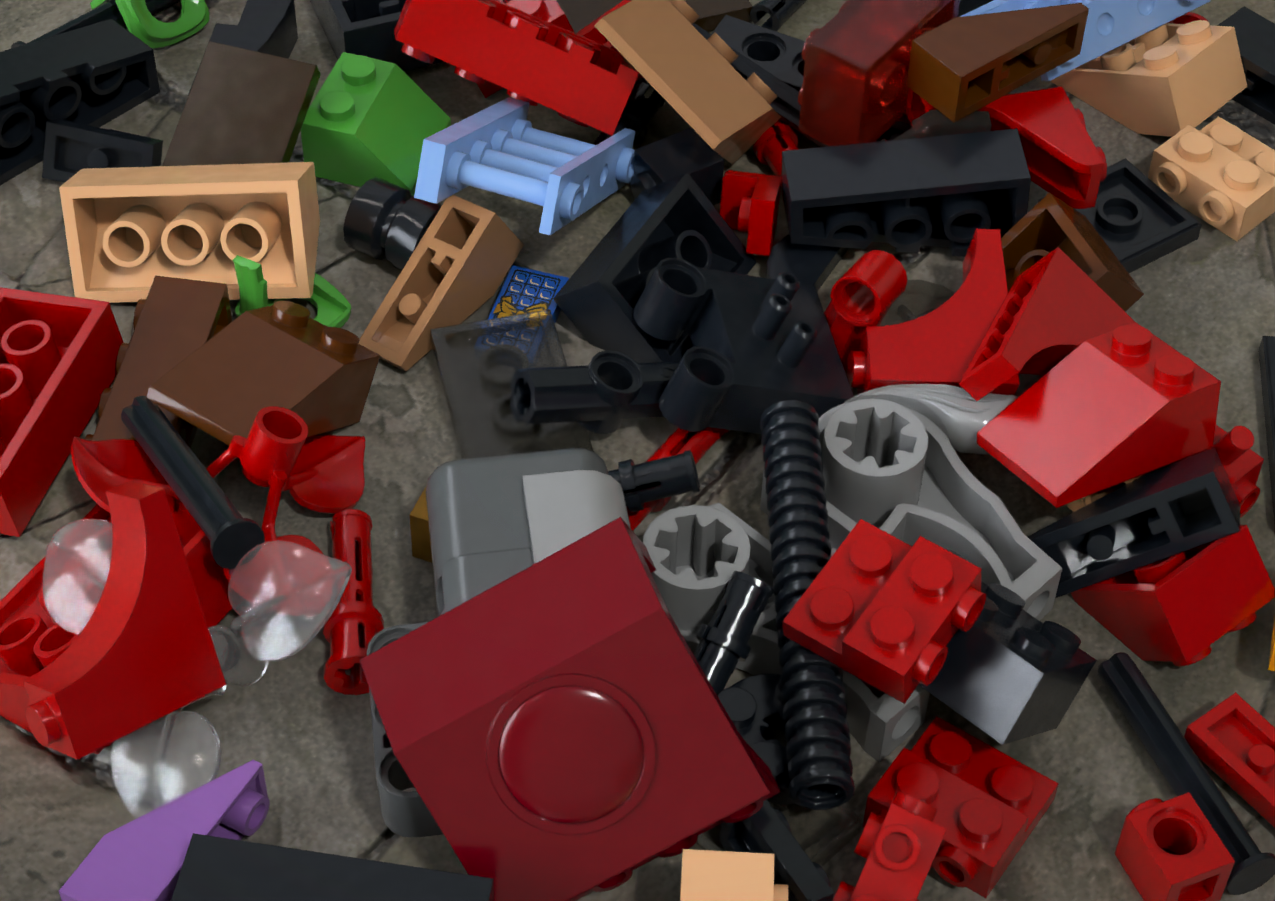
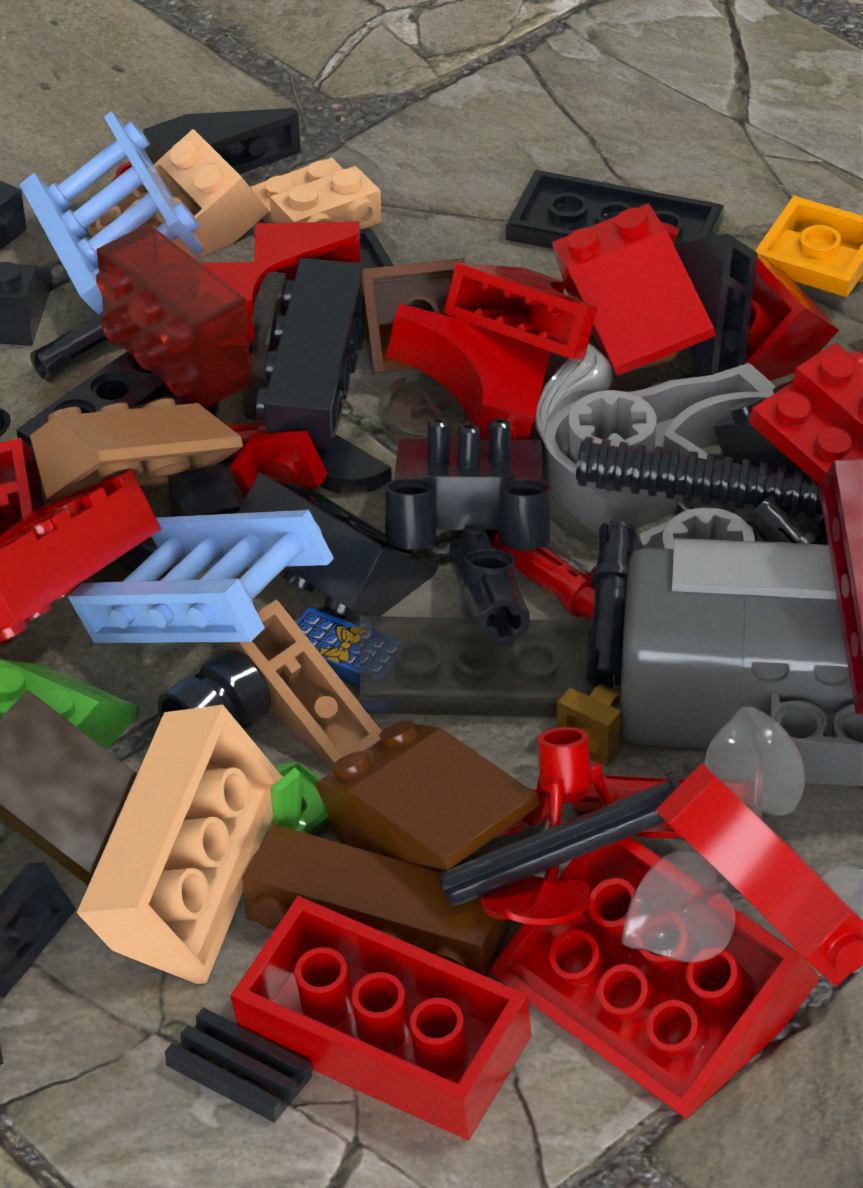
camera: 75 degrees left, 5 degrees down
(863, 298) = (442, 393): red piece -> none
(992, 54) = (233, 241): reddish brown slope -> none

